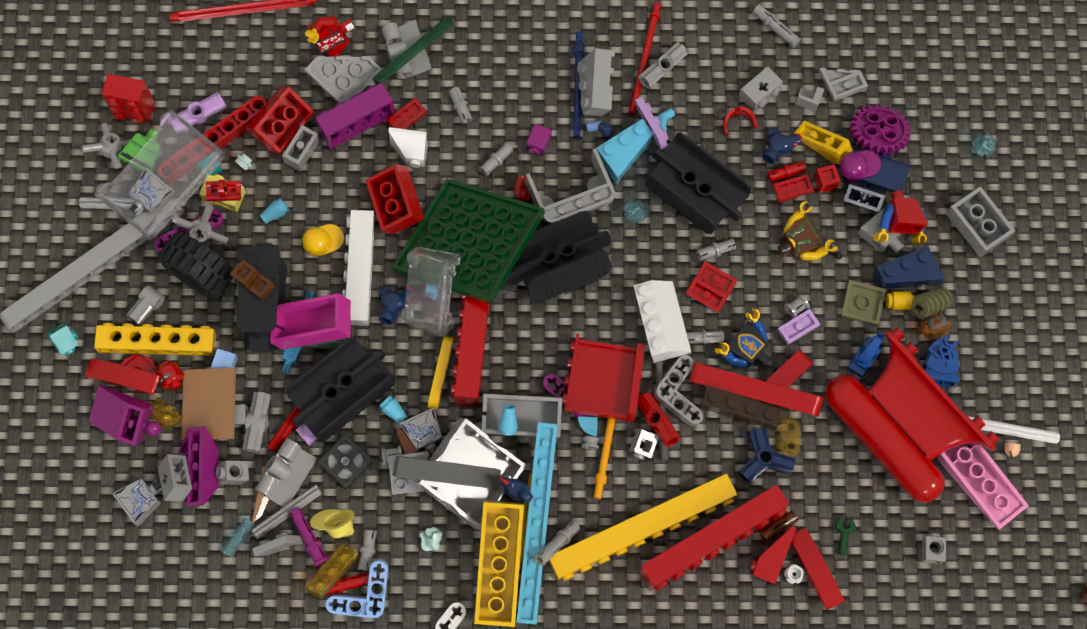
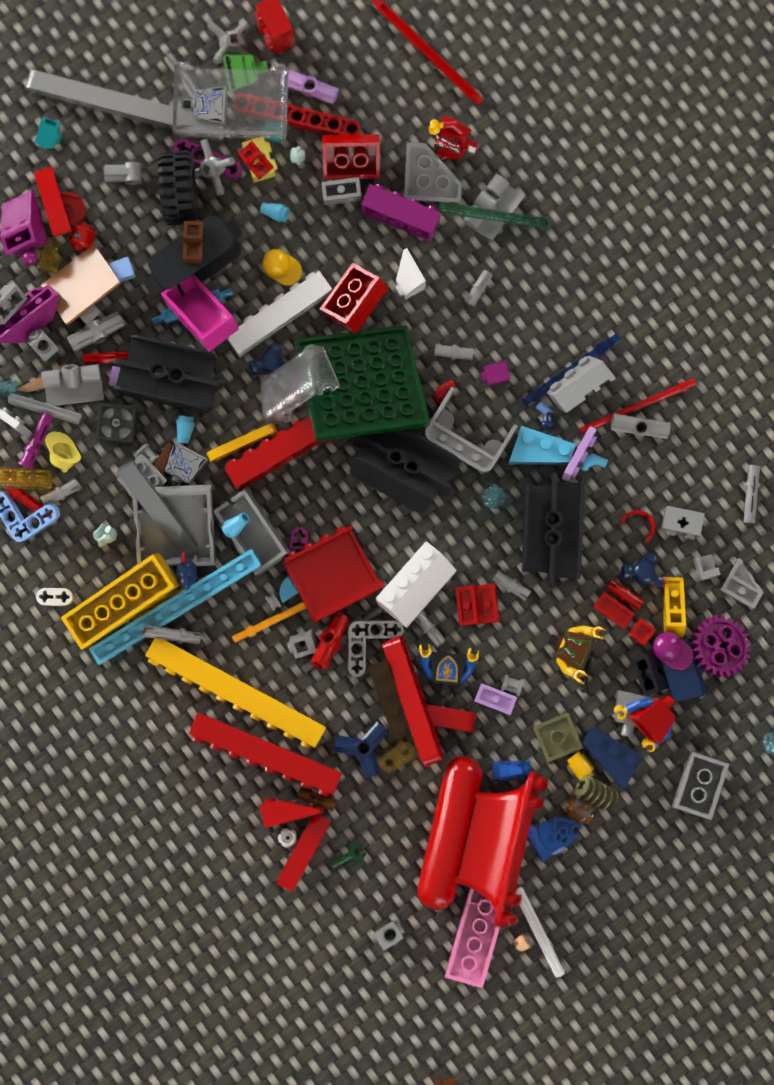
camera: 60 degrees right, 10 degrees up
(204, 347) = (77, 162): yellow brick -> none
(407, 115) = (435, 252): red plate -> none

